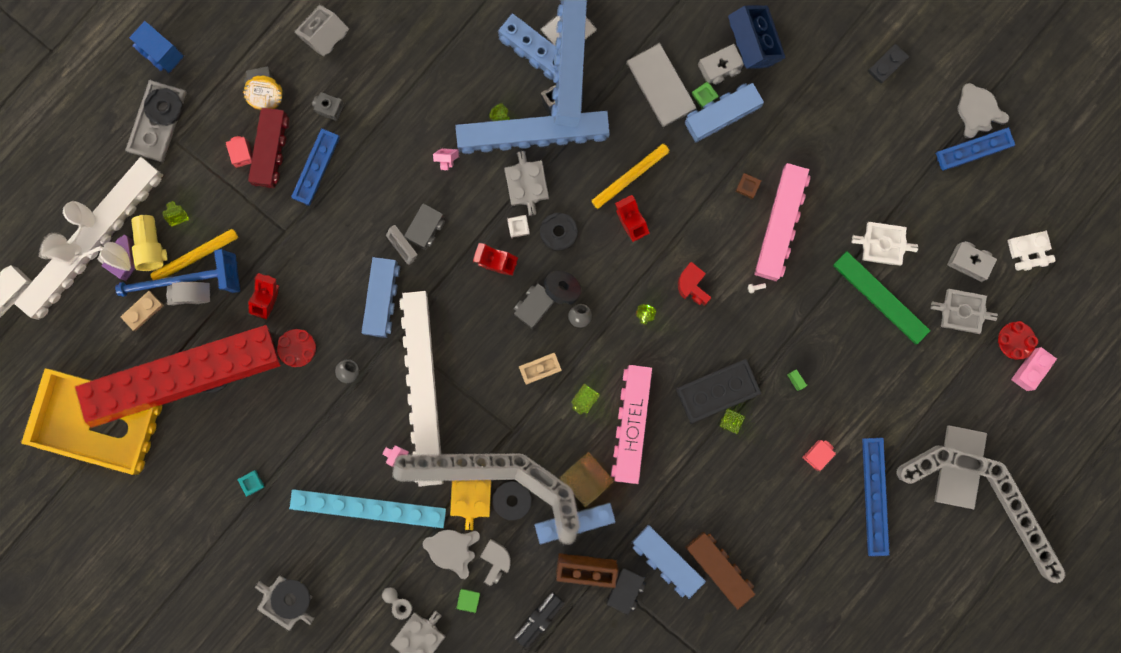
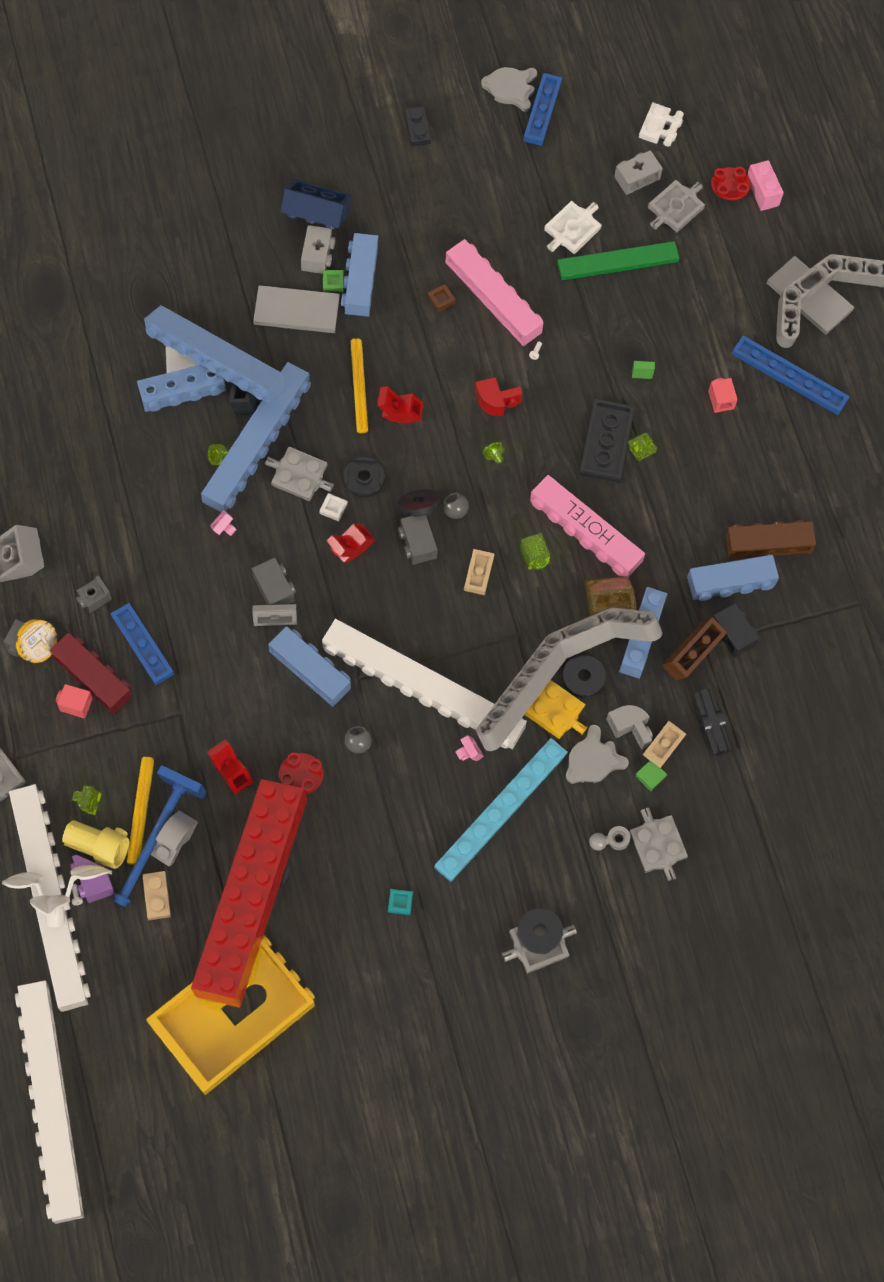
camera: 60 degrees left, 15 degrees down
(497, 596) = (664, 744): none -> tan plate

